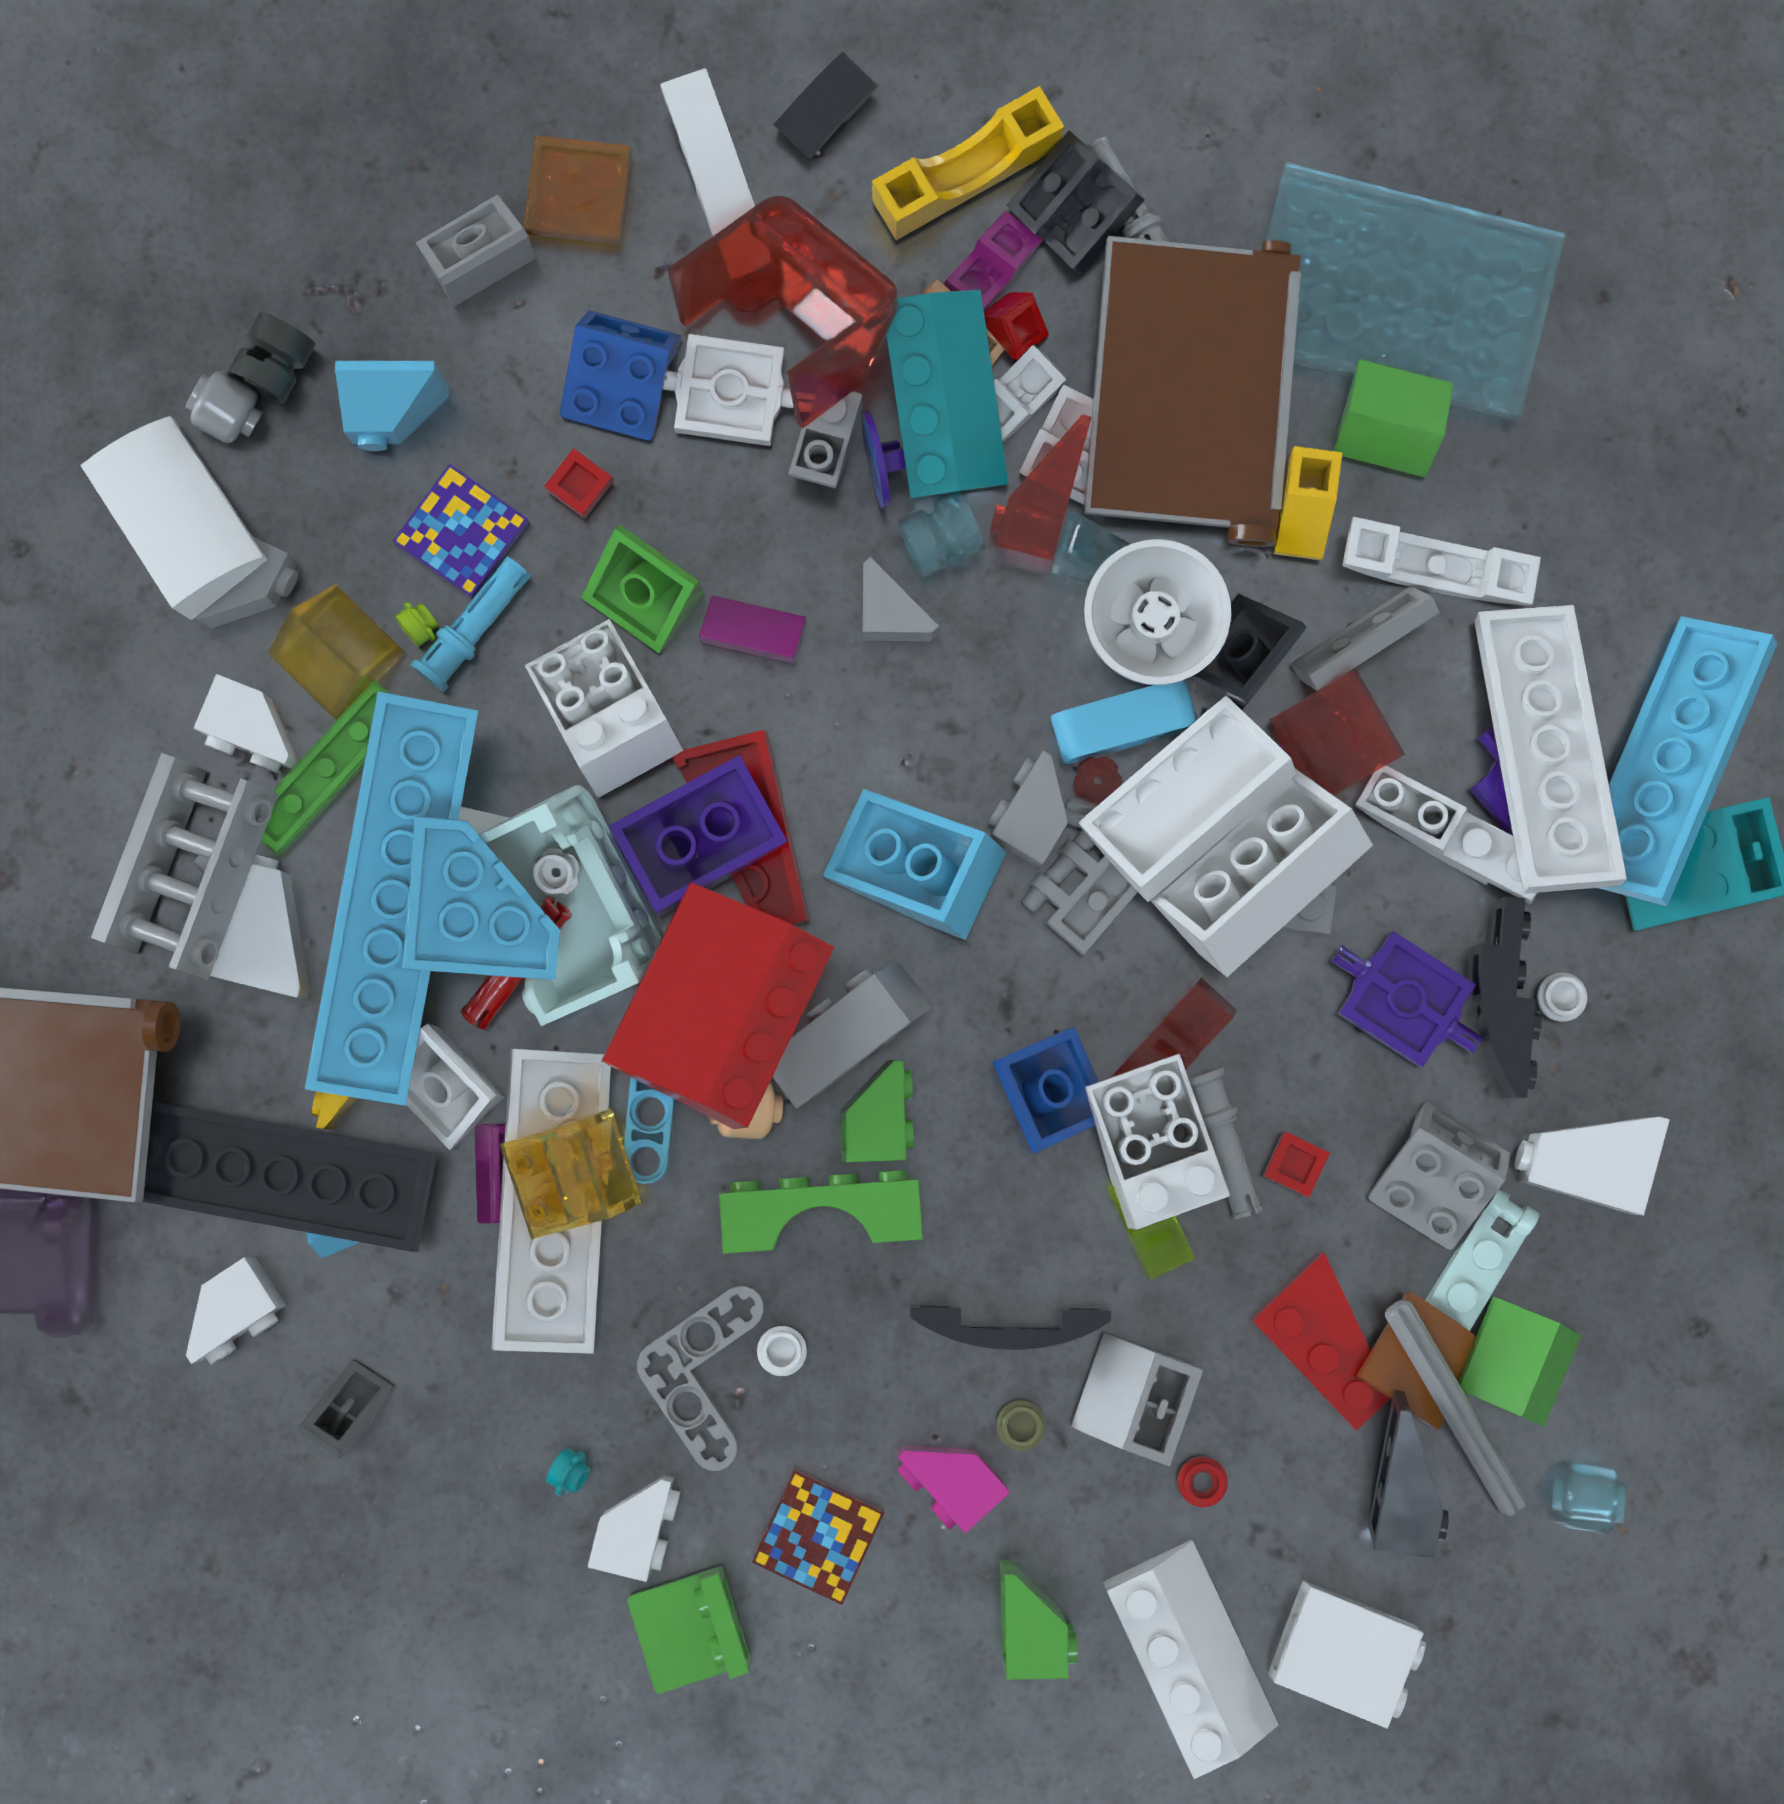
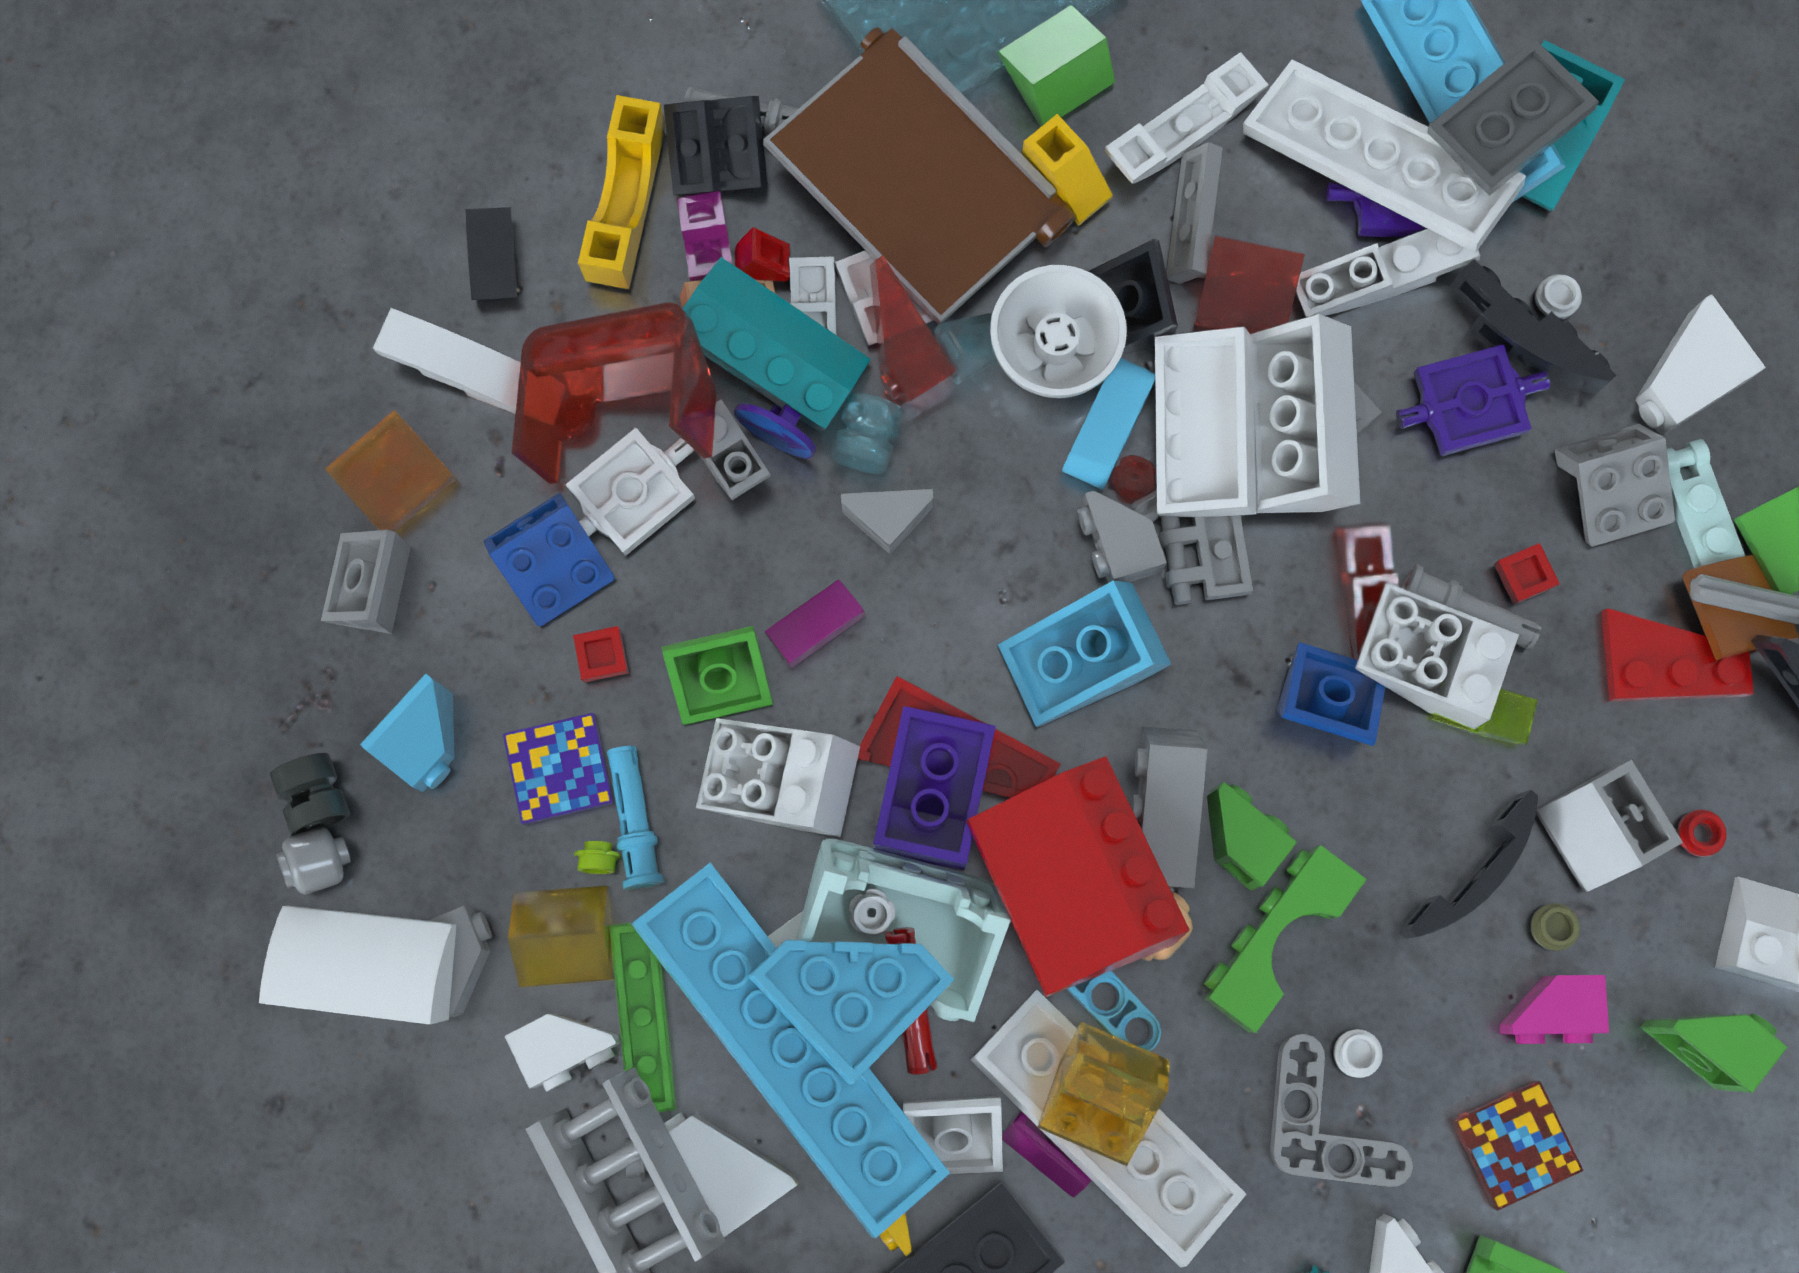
camera: 45 degrees left, 5 degrees down
(1665, 824) = (1512, 117): none -> dark grey plate

